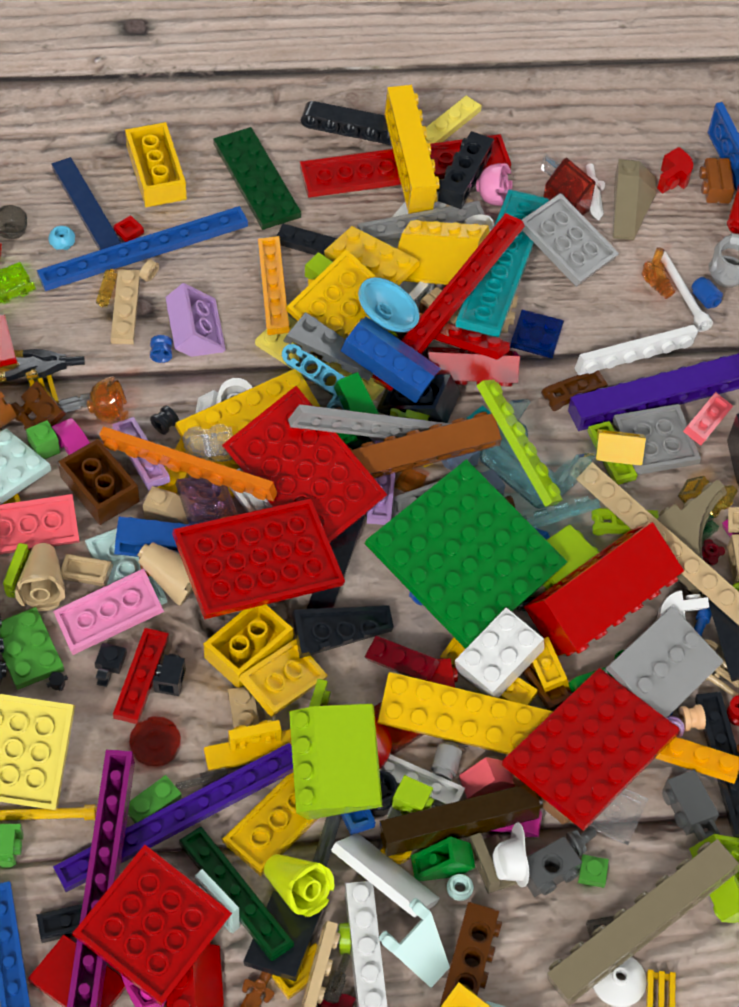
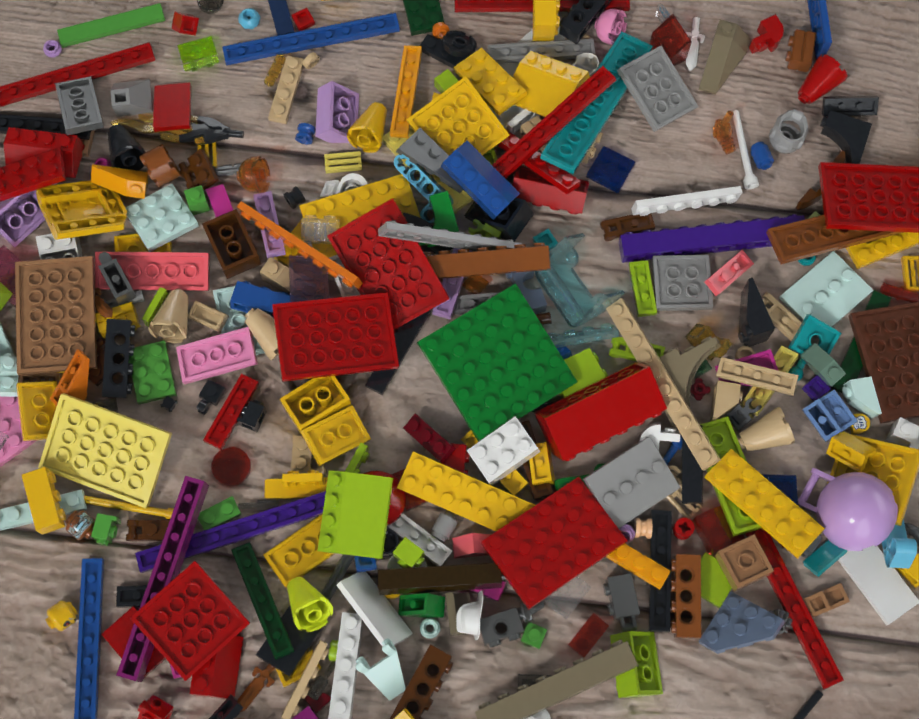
camera: 15 degrees right, 15 degrees up
(68, 836) = (151, 530): none -> reddish brown plate
(210, 887) = (245, 606): light aqua tile -> none
(213, 371) = (343, 159): none -> light yellow tile
(238, 332) = (369, 128): none -> yellow cone
(297, 217) = (439, 30): none -> orange plate
(321, 228) = (458, 44): none -> black tile
(334, 627) = (381, 401): black wing -> none
(388, 305) = (488, 132): medium azure dish -> none
(523, 449) = (564, 274): lime plate -> none
(620, 447) = (649, 286): yellow panel -> none
(661, 855) = (588, 635): none -> clear red plate

